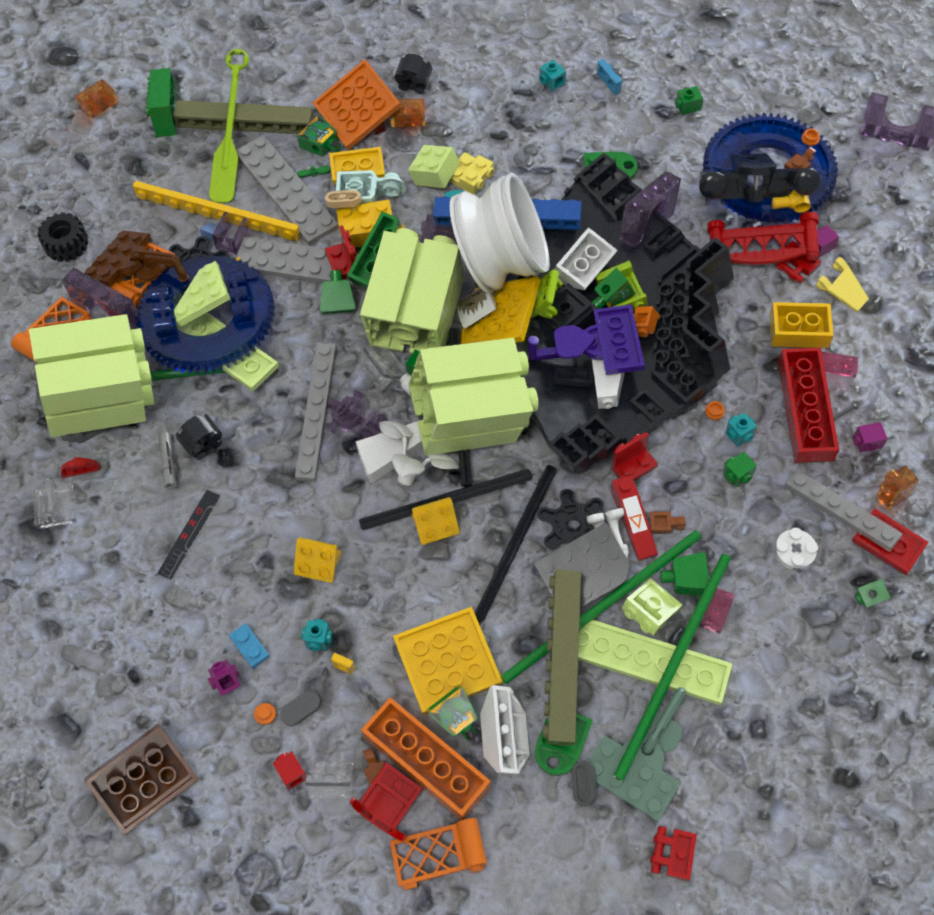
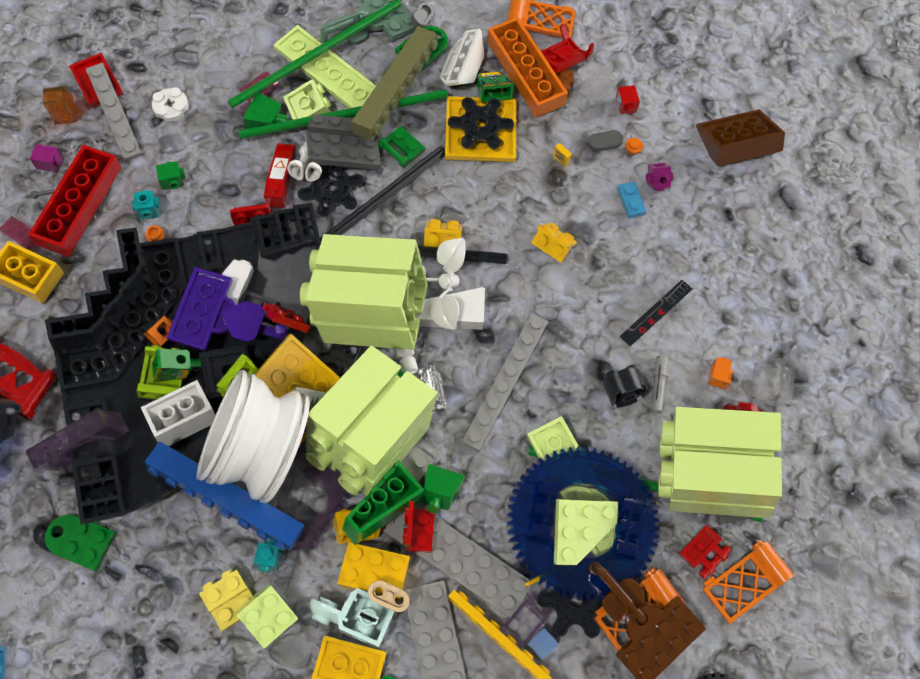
camera: 165 degrees left, 5 degrees up
(89, 292) = (707, 595): clear purple arch -> none
(109, 491) = (720, 373): none -> orange brick
(319, 640) = (575, 180): teal brick -> none
(348, 419) = (483, 363): clear purple piece -> none
(450, 639) = (485, 114): none -> black plate
(523, 610) = (405, 143): none -> green plate
(536, 349) = (285, 317): none -> red plate
(663, 522) = (259, 160): dark orange plate -> none
(879, 590) = (139, 47): green brick -> none

